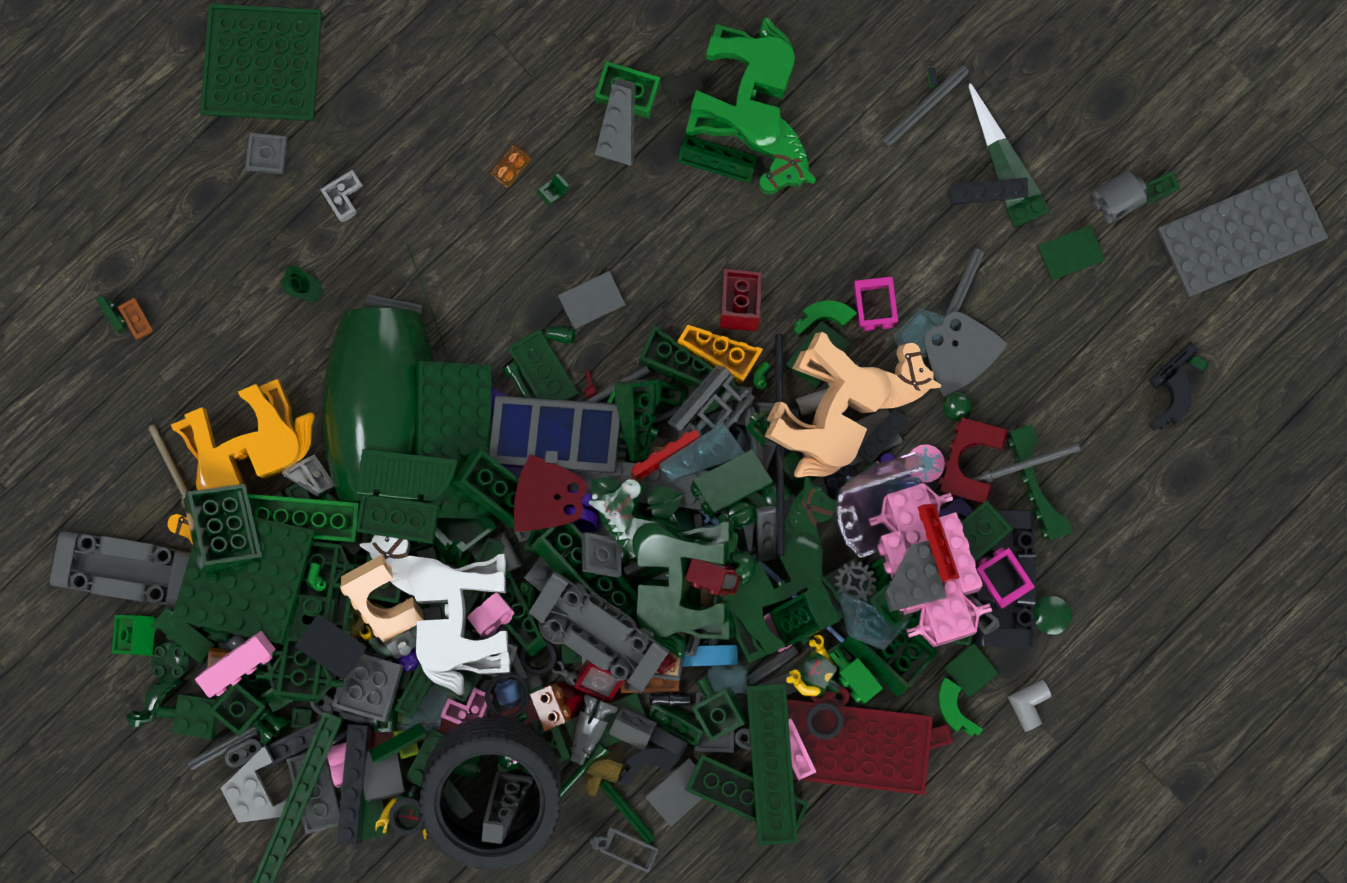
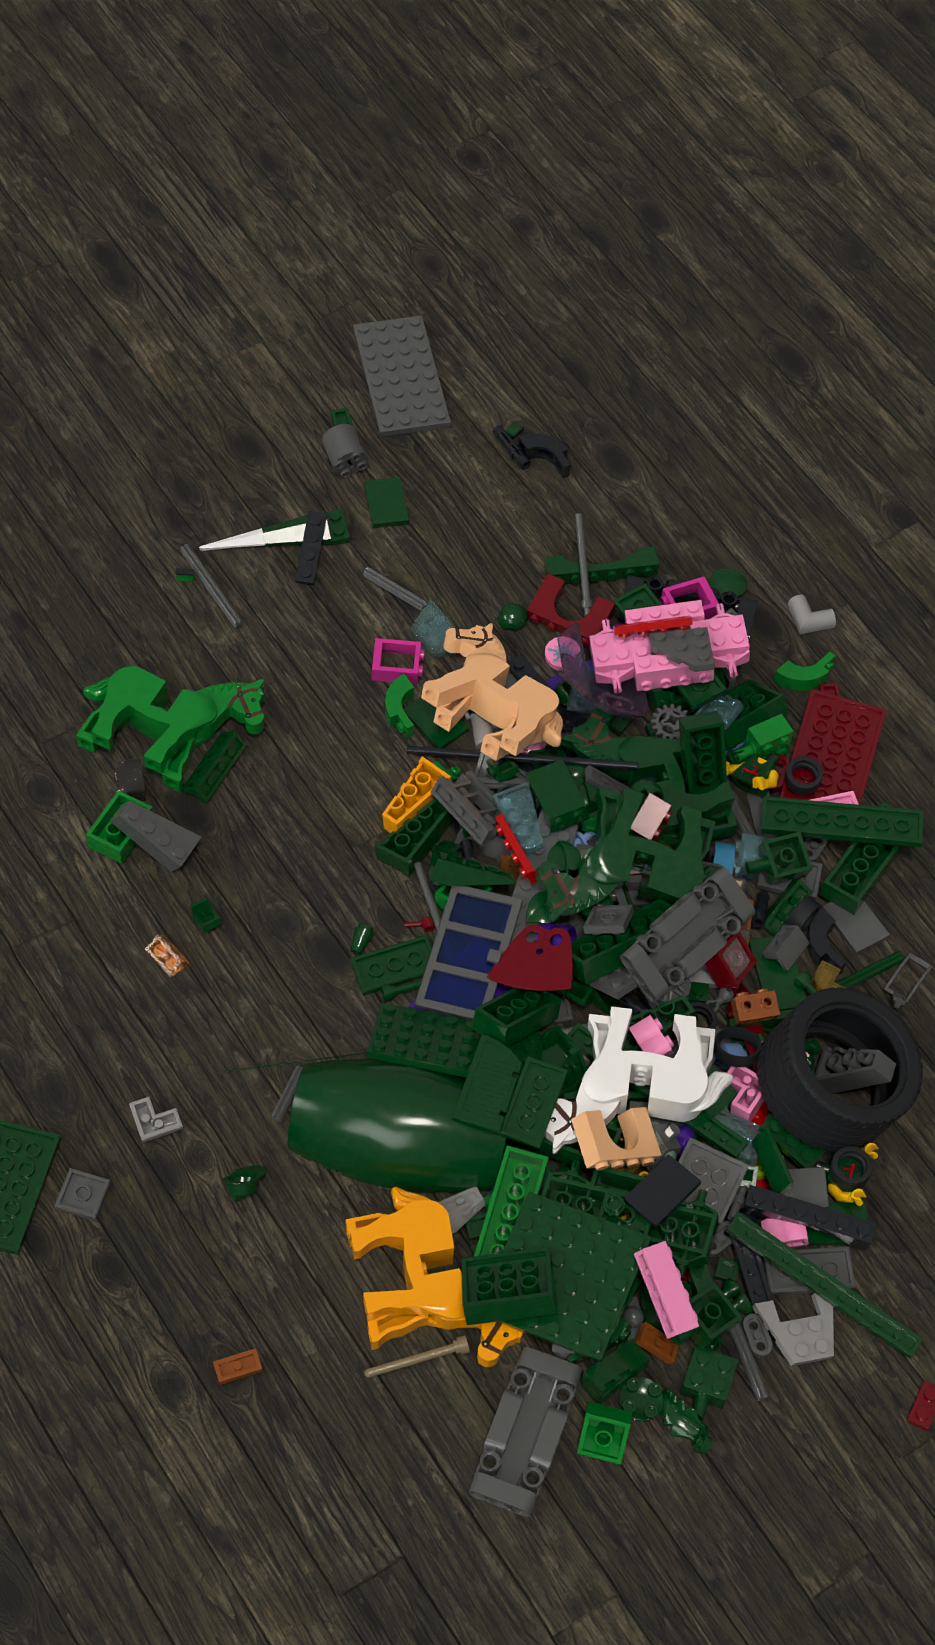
camera: 85 degrees left, 25 degrees down
(108, 308) = (233, 1388): dark green plate -> none
(314, 578) = (582, 1200): green arm -> none
(589, 727) = (783, 982): dark grey piece -> none
(591, 300) = (331, 906): dark grey tile -> none
(740, 300) = (366, 772): dark red slope -> none
(961, 364) = (470, 603): dark grey piece -> none
(971, 670) = (770, 655): dark green tile -> none

